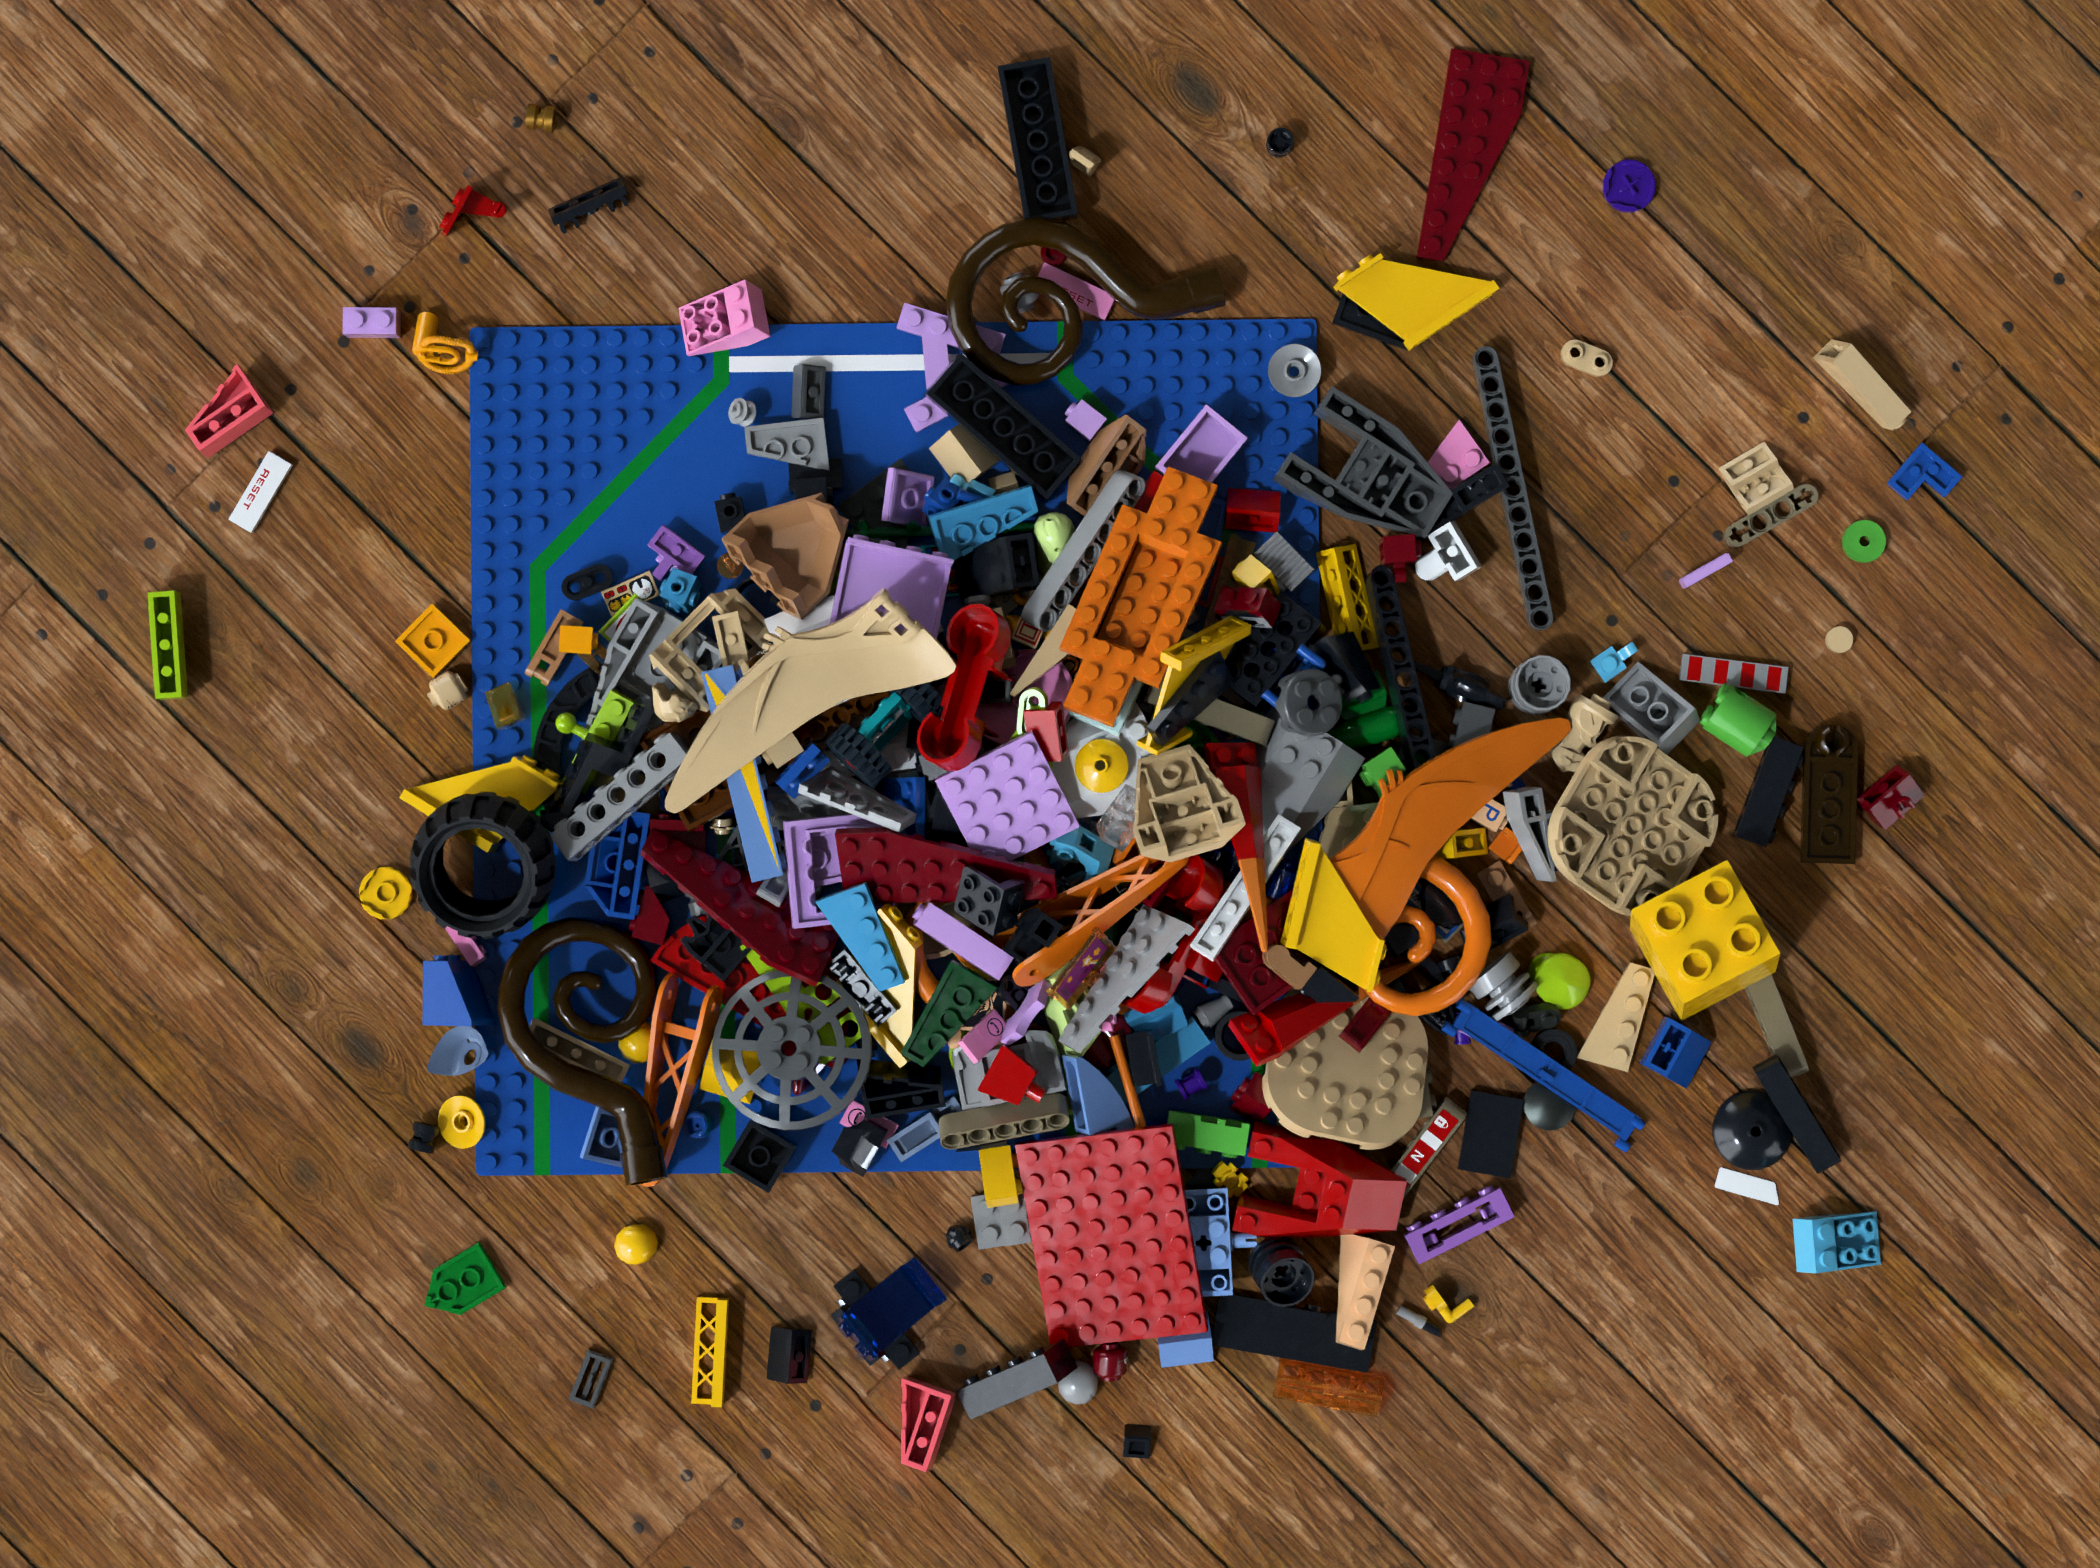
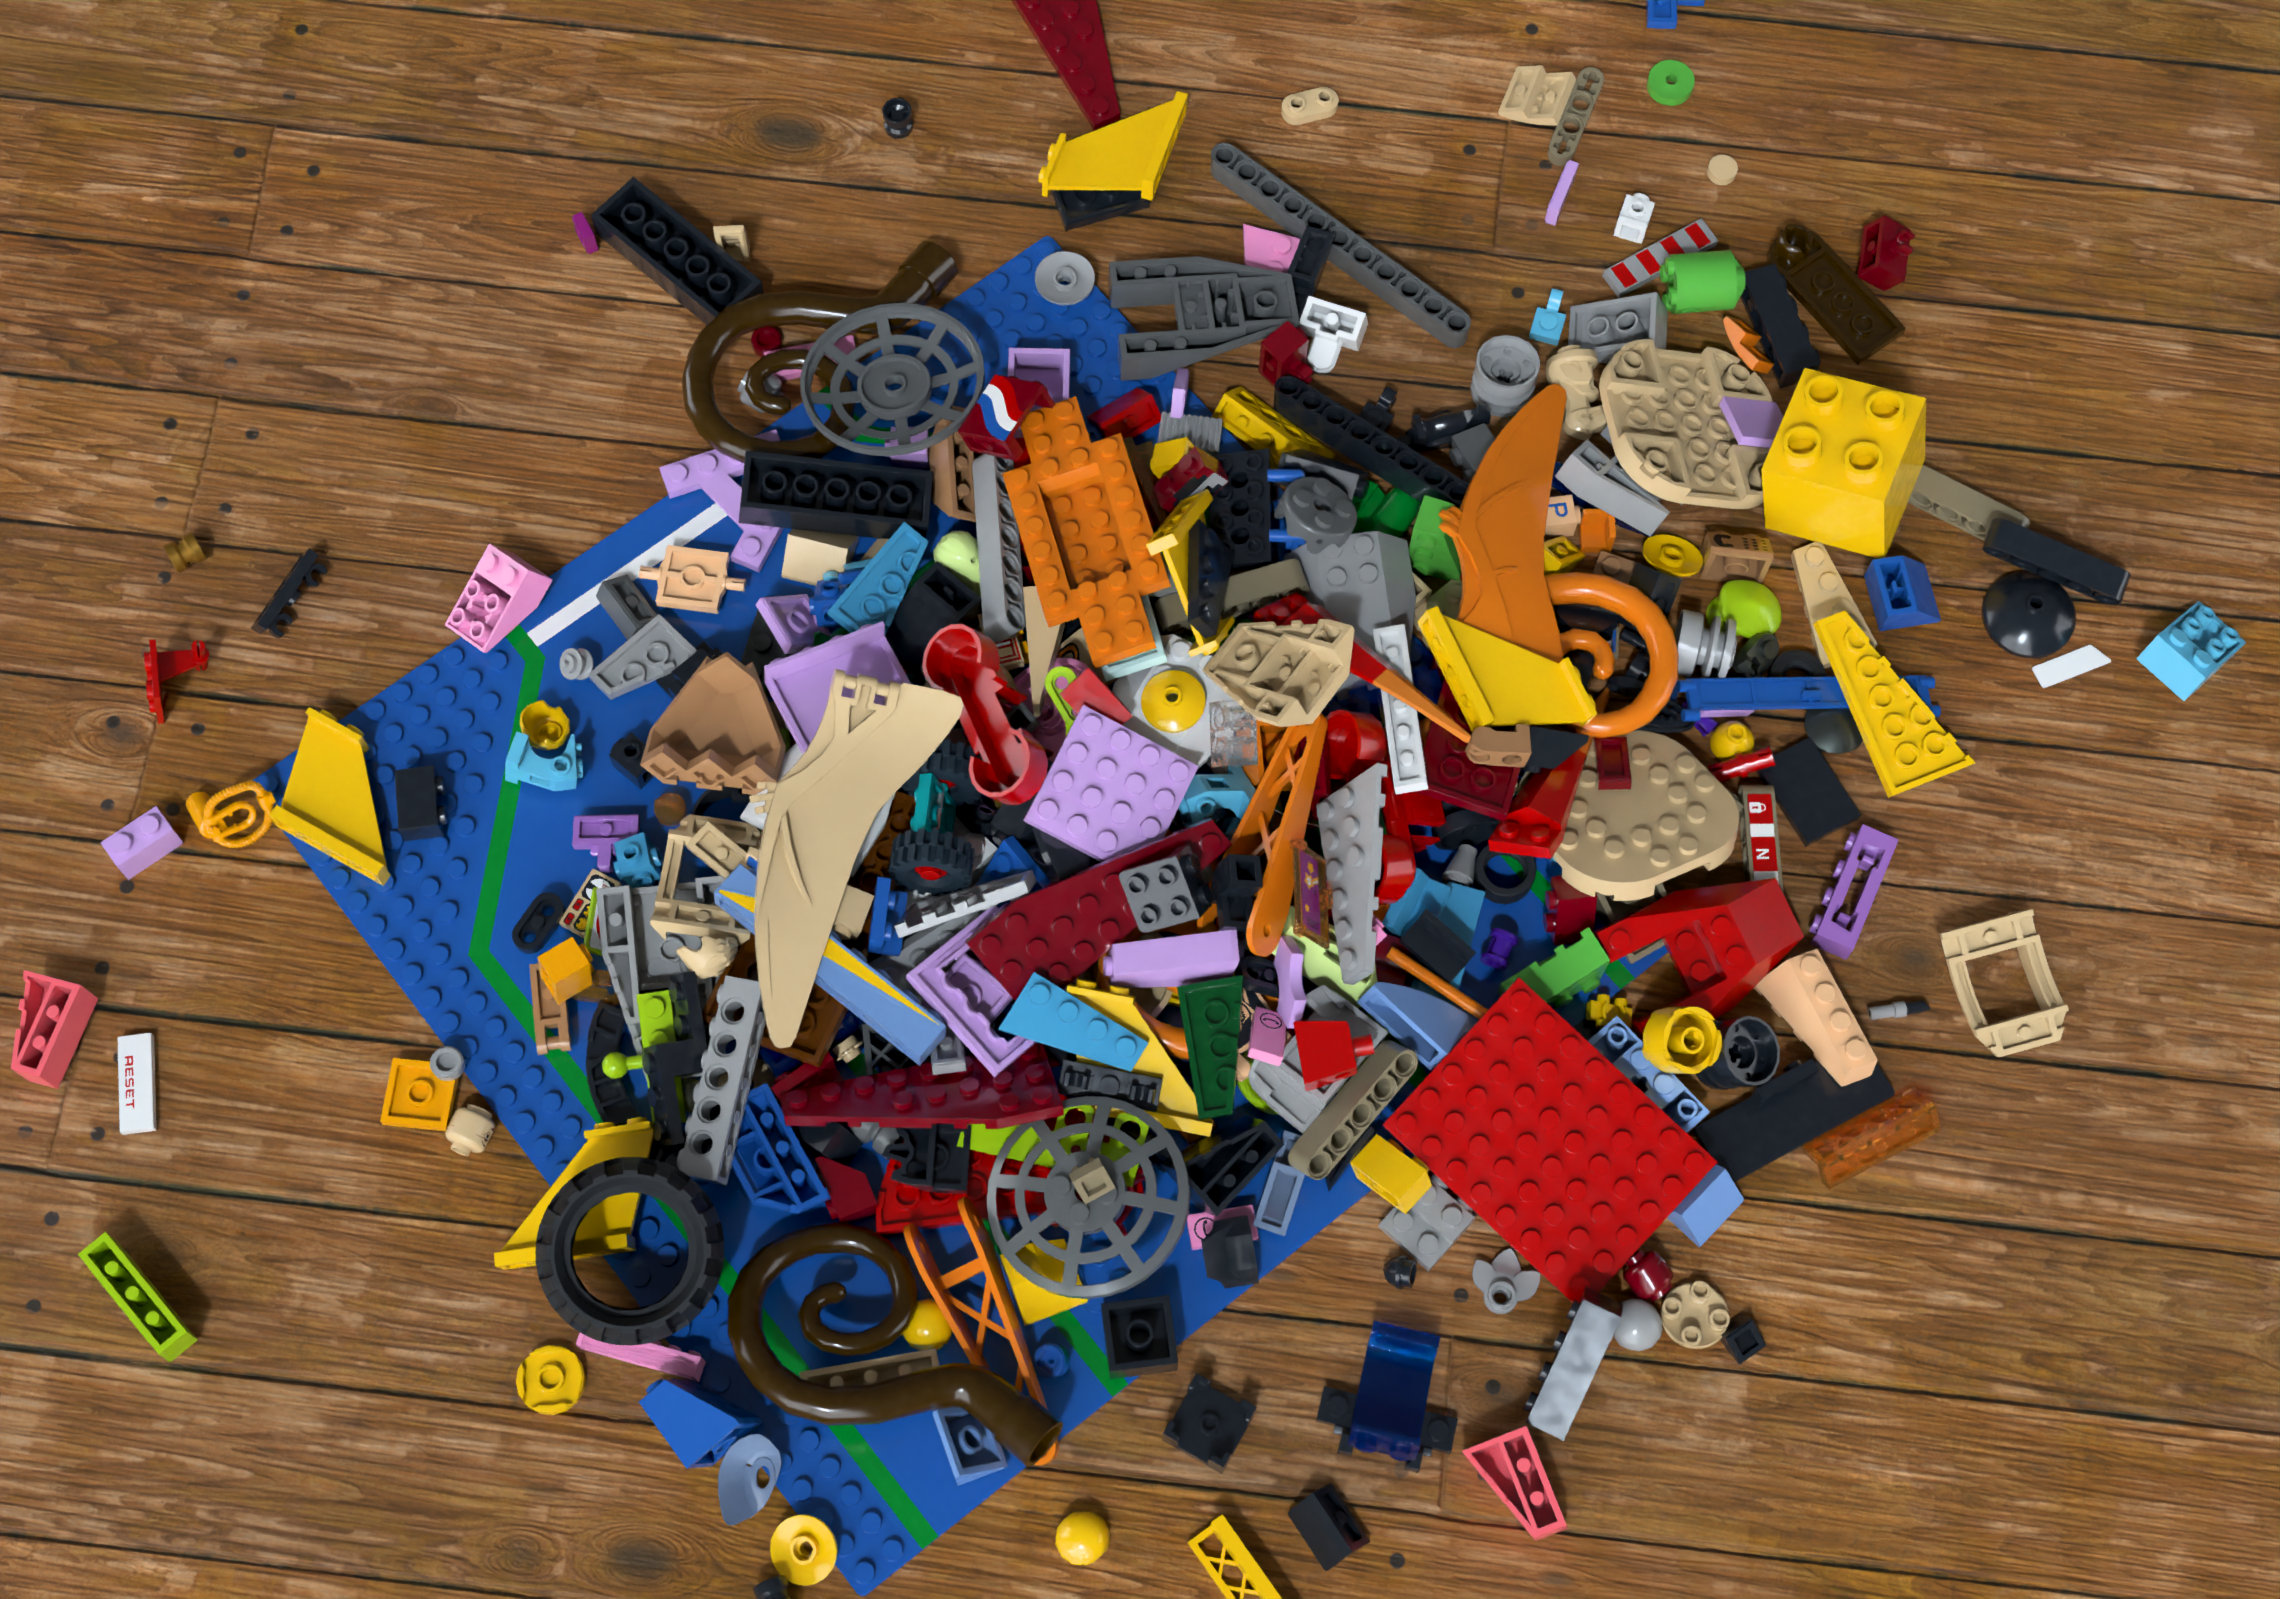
camera: 40 degrees left, 20 degrees down
(462, 636) = (447, 1063): none -> light grey tile
(504, 706) = (543, 1099): clear yellow slope -> none
(514, 387) = (332, 798): none -> yellow piece
(569, 436) = (420, 803): none -> black brick
(654, 465) = (528, 767): none -> medium azure tile
(689, 443) = (545, 725): none -> yellow hair
(764, 1237) = (1209, 1424): none -> black panel
(794, 1049) = (1091, 1180): none -> dark tan tile
(865, 407) = (692, 579): none -> light nougat plate
(988, 68) = (584, 233): none -> magenta tile
(1023, 1292) = (1506, 1278): none -> light grey plate
(1109, 356) = (888, 370): none -> dark grey dish
(1119, 1406) = (1695, 1315): none -> tan dish
(1155, 462) = (1000, 413): none -> dark red panel
(1247, 1241) = (1681, 1040): none -> yellow brick
(1299, 527) = (1179, 393): none -> lavender tile
(1427, 642) = (1378, 414): none -> black plate
(1434, 1300) = (1897, 975): yellow plate -> none
(1459, 1084) = (1742, 764): none -> red pin
(1470, 1061) = (1730, 739): none -> yellow brick
(1513, 1325) = (1990, 937): none -> tan wedge
(1551, 900) = (1672, 555): none -> yellow dish
(1585, 937) = (1735, 557): none -> medium nougat slope
(1585, 1136) = (1892, 719): none -> yellow wing
(1679, 855) = (1752, 421): none -> lavender tile
(1732, 633) = (1634, 218): none -> white brick
(1733, 782) = (1743, 341): none -> orange slope

